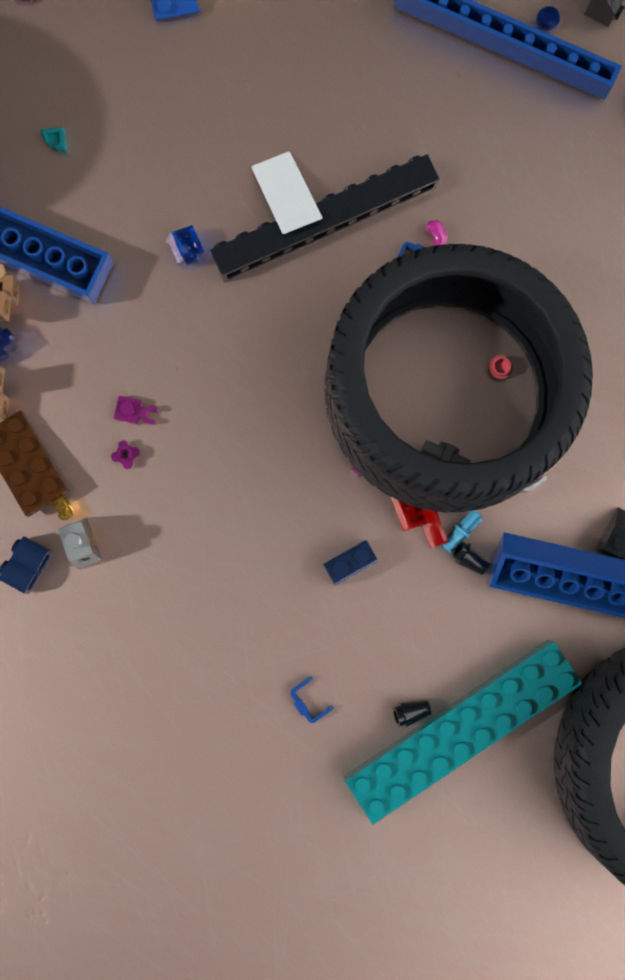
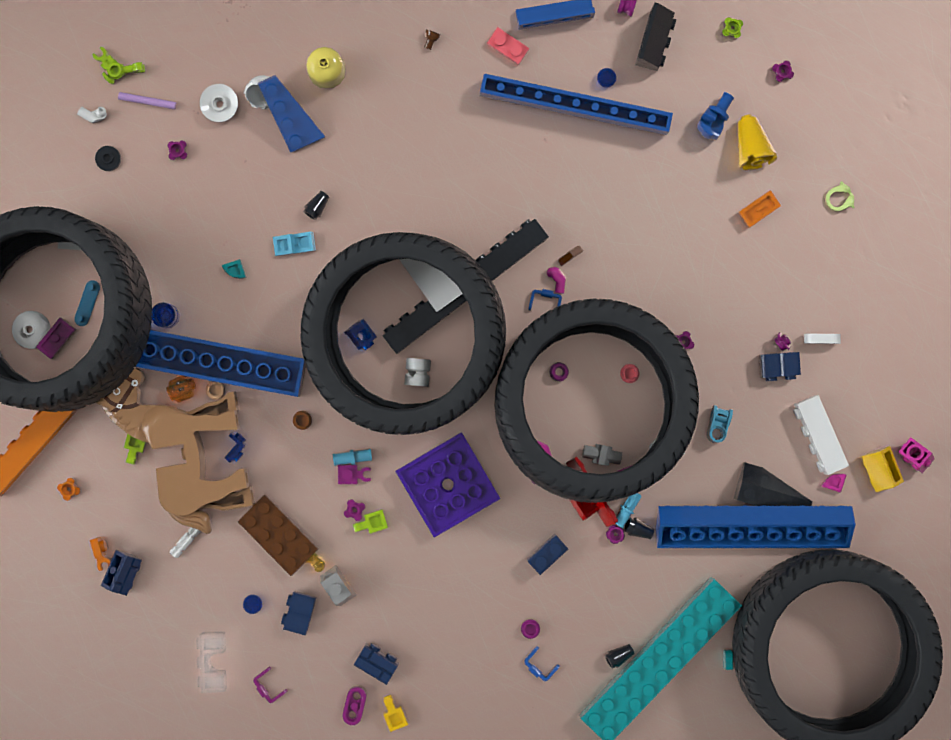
camera: 15 degrees left, 5 degrees up
(65, 697) = (355, 705): none -> magenta plate
(89, 332) = (302, 420): none -> dark orange plate
(105, 650) = (376, 663): none -> dark blue brick
(111, 723) = (394, 716): none -> yellow plate
(130, 125) = (294, 243): none -> medium azure slope
(138, 389) = (352, 457): none -> medium azure pin
(145, 473) = (373, 521): none -> lime plate
(169, 86) = (316, 205): none -> black cone
(180, 156) = (325, 359): none -> black tyre
(242, 306) = (417, 372): none -> white wheel
(252, 420) = (442, 507): none -> dark purple piece
(307, 652) = (530, 629): none -> magenta plate
(414, 338) = (562, 366): none -> magenta plate
(446, 559) = (620, 534): none -> magenta plate
(459, 211) = (570, 255): none -> reddish brown tile
(547, 750) = (727, 660): none -> teal tile
(598, 448) = (719, 422): none -> medium azure piece

